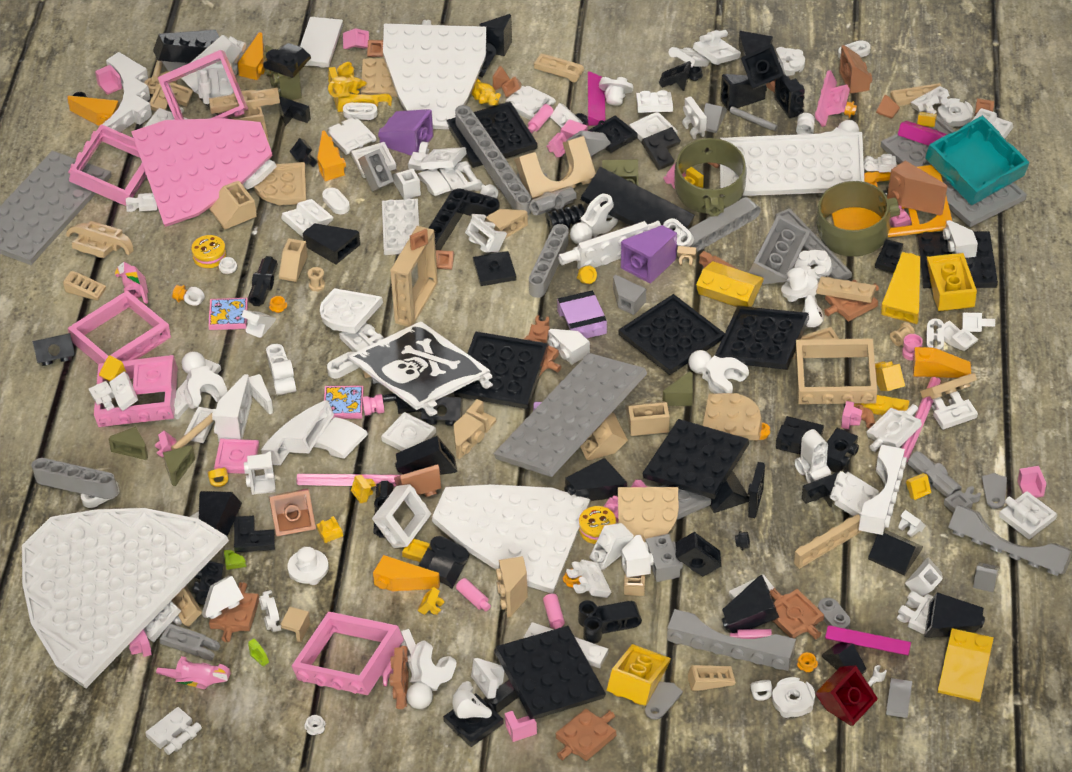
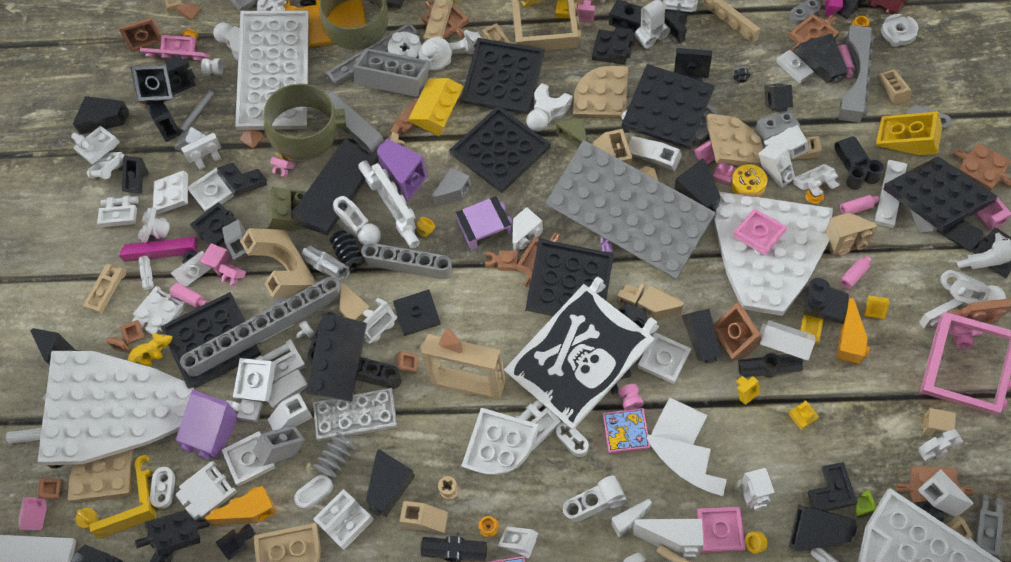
camera: 90 degrees left, 15 degrees up
(257, 652) = (982, 455): lime tile -> none
(292, 512) = (791, 453): nougat slope -> none
(308, 566) = (857, 427): white plate -> none
(315, 112) = (172, 533): none -> black plate
(339, 479) = (733, 405): bright pink axle -> none
(343, 85) = (130, 502): yellow animal -> none
(362, 209) = (334, 456): none -> light grey piece
(446, 199) = (336, 357): none -> black slope
(487, 676) = (953, 247): white slope -> none
(527, 513) = (759, 231): none -> bright pink tile
(570, 92) = (146, 273): none -> white axle
(635, 70) = (117, 215): none -> white plate
(638, 452) = (655, 153): none -> white slope
(682, 232) = (371, 148): white plate -> none
(761, 685) = (897, 50): white tile -> none
(795, 59) = (112, 82): white plate -> none
(860, 47) = (106, 38): white plate -> none

